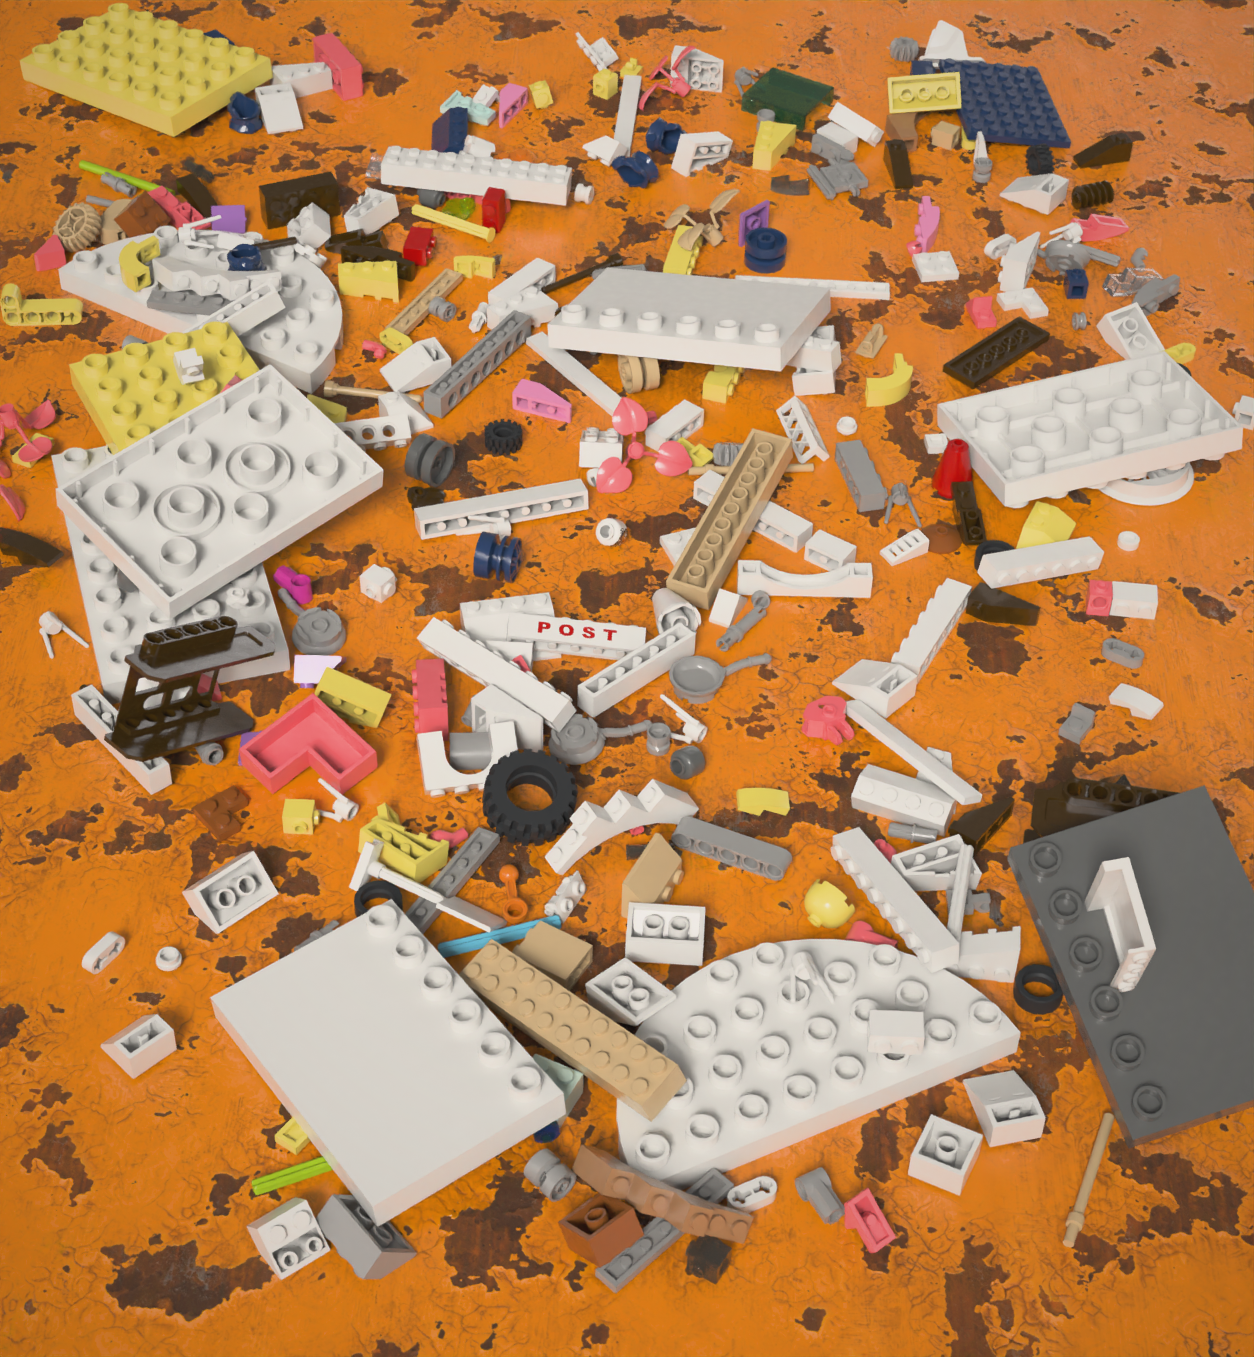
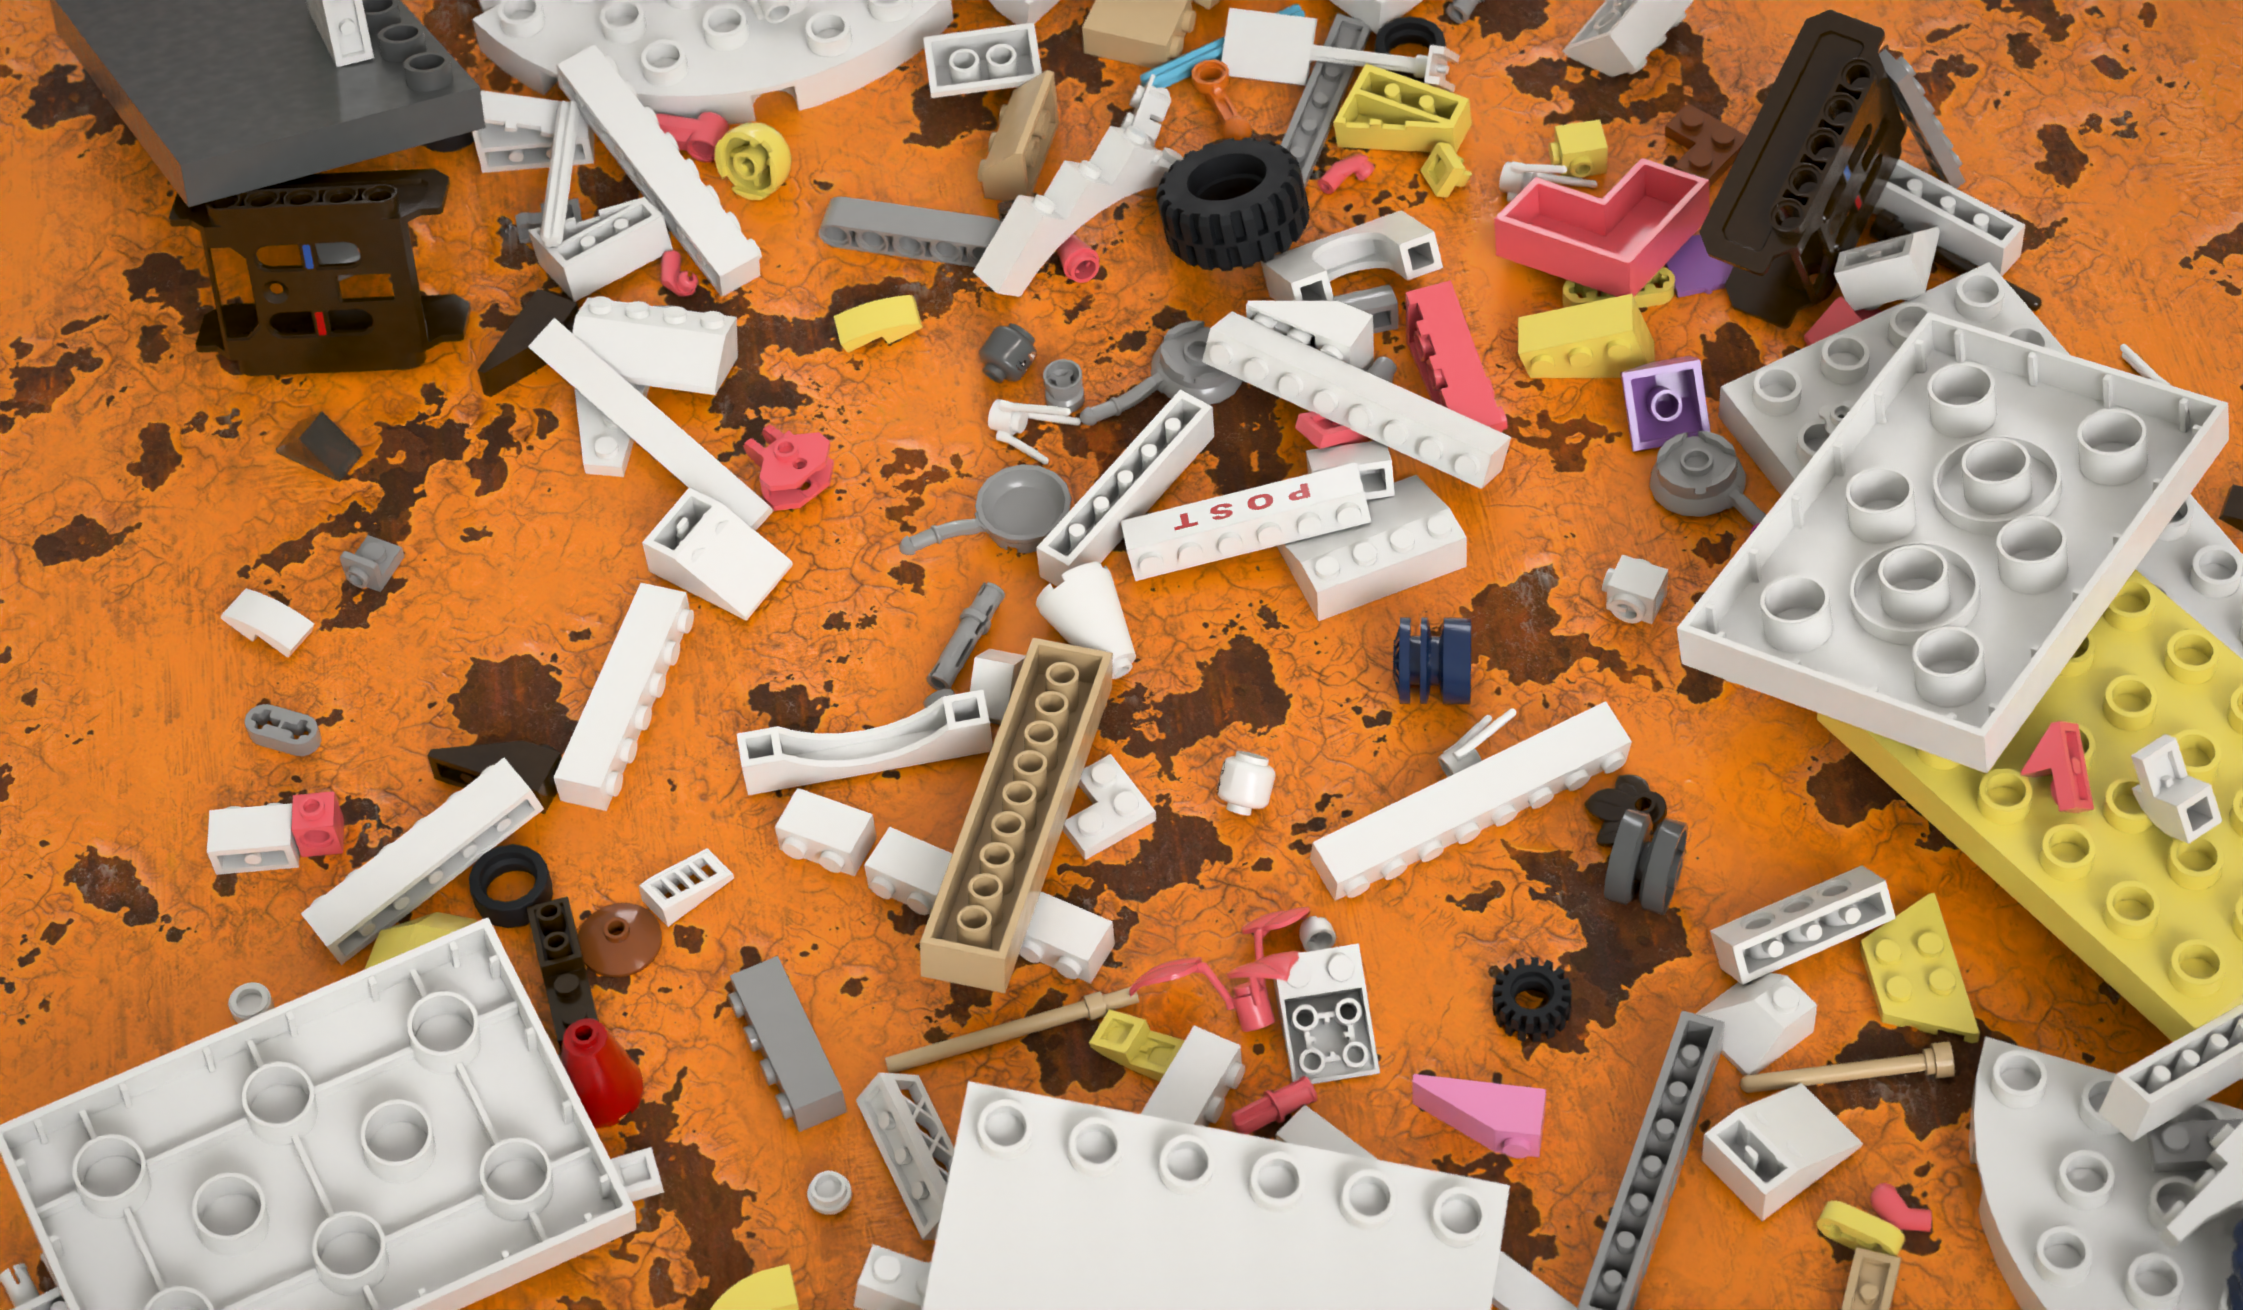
camera: 175 degrees right, 10 degrees up
(106, 715) = (1921, 120): none -> light grey plate
(726, 452) = (1046, 1018): light grey gear -> none
(900, 496) = (703, 1012): light grey plant -> none

